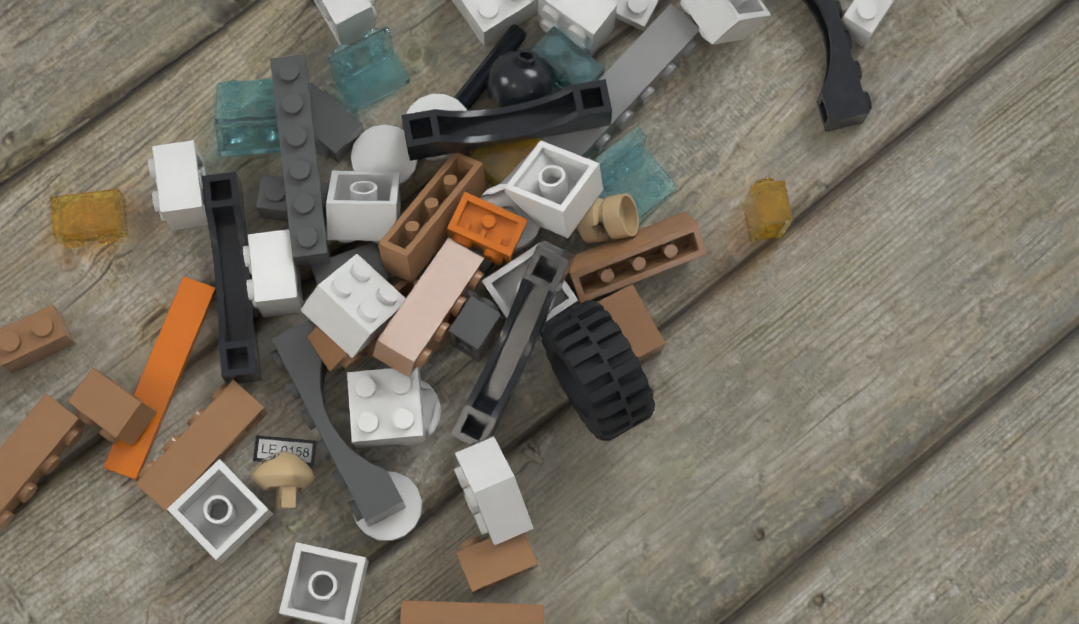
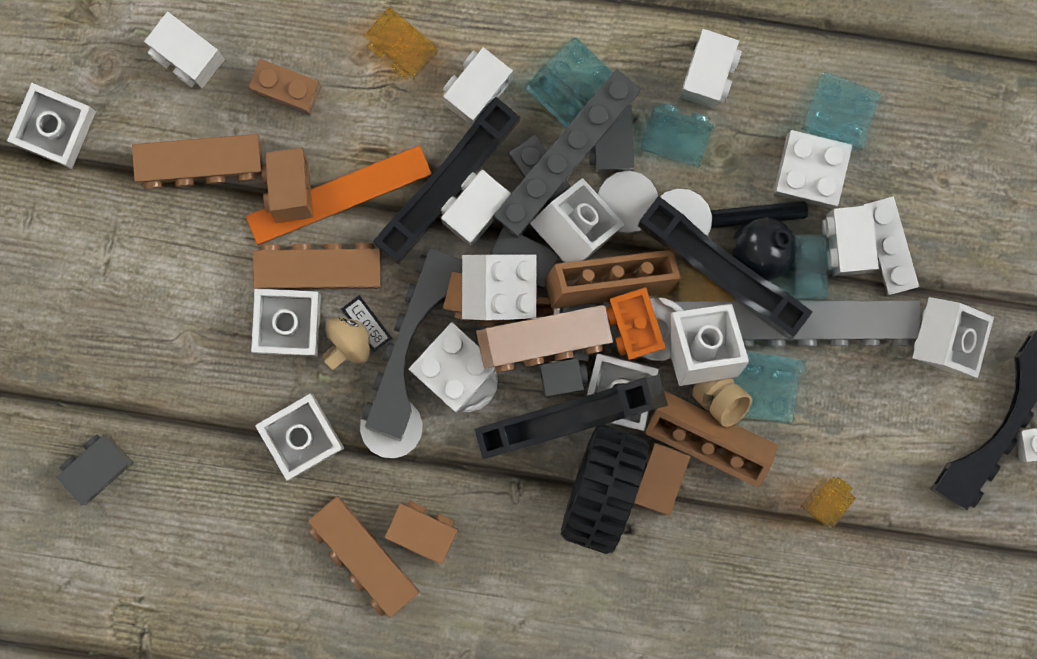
camera: 50 degrees right, 10 degrees up
(492, 491) = (460, 491): white brick -> none

